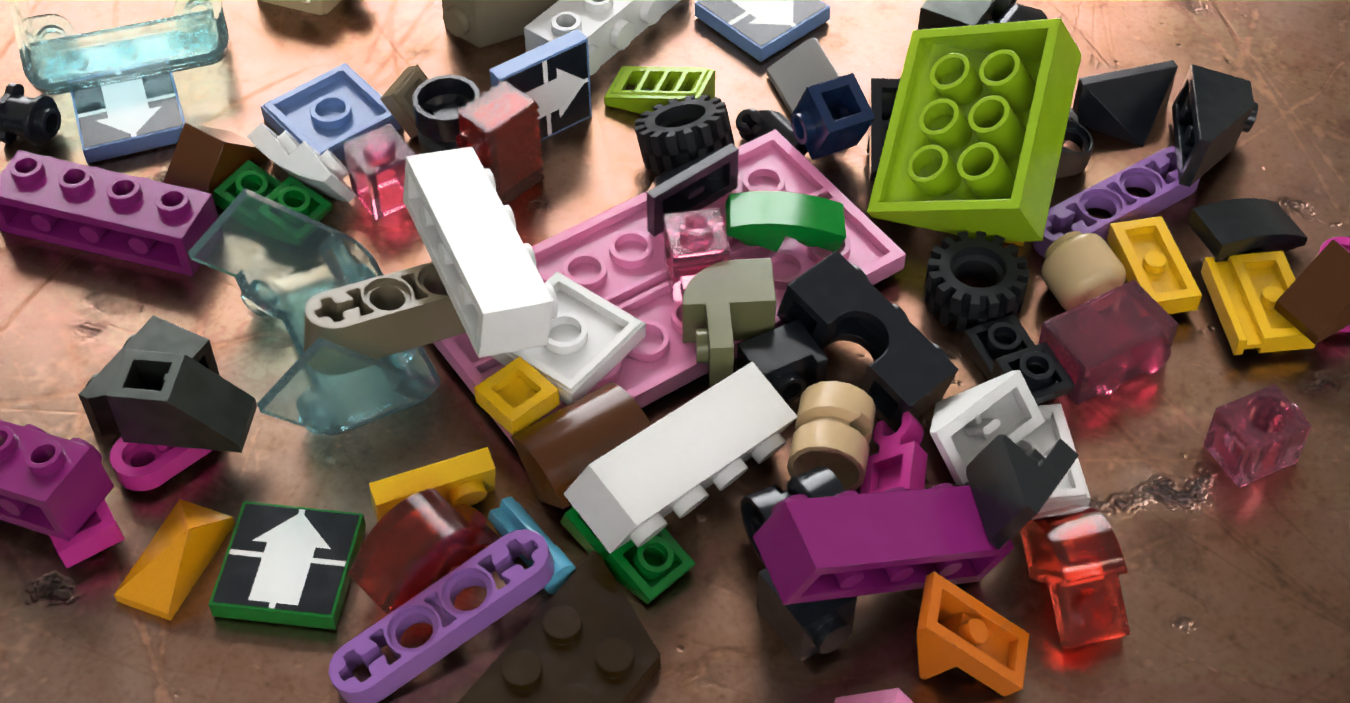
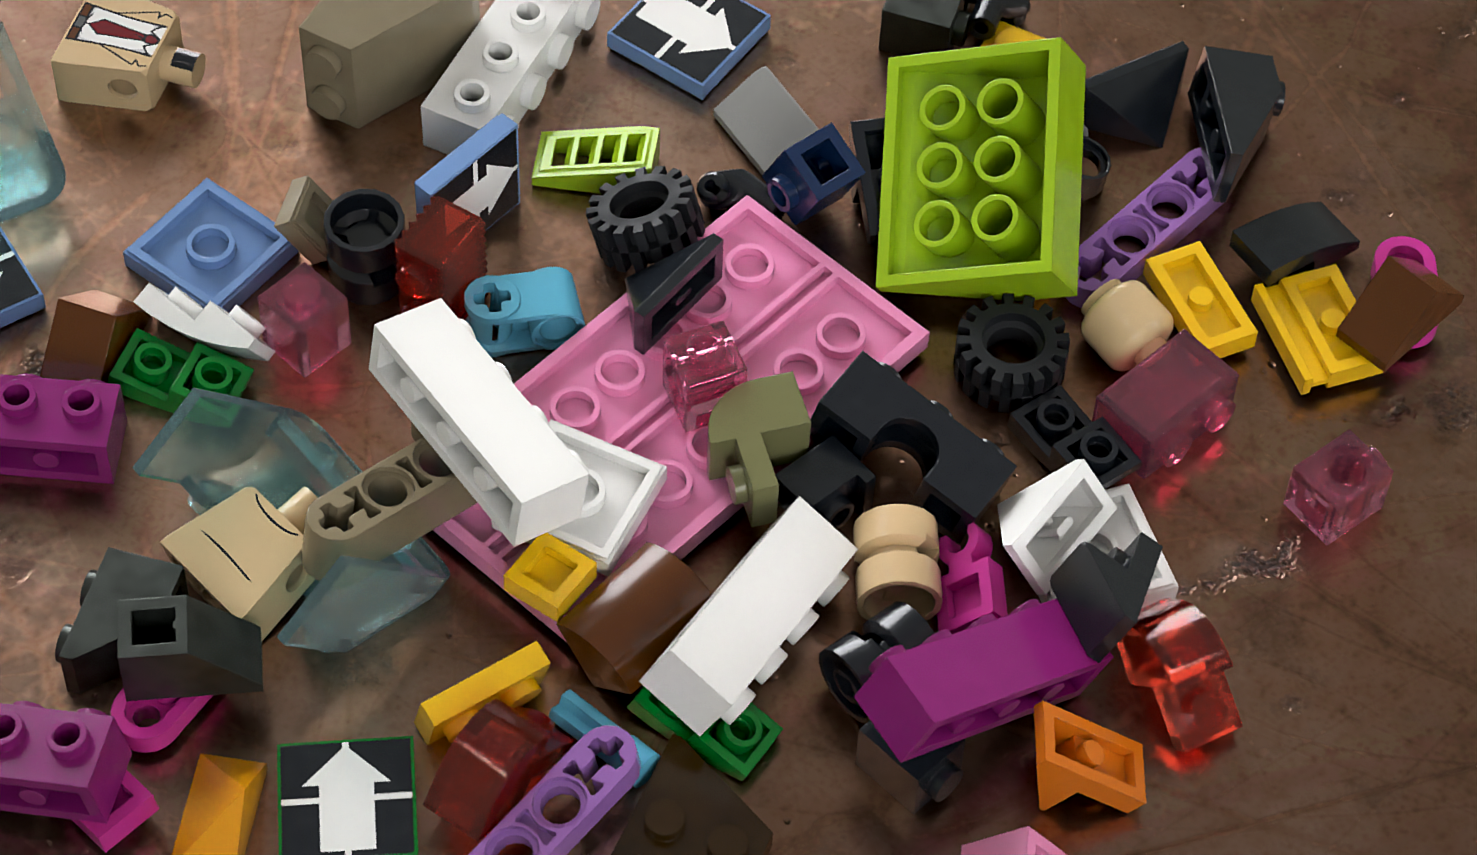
camera: 15 degrees left, 5 degrees up
(257, 338) = (246, 555): none -> tan torso
(567, 190) = (528, 309): none -> medium azure piece
(770, 216) = (777, 313): green slope -> none

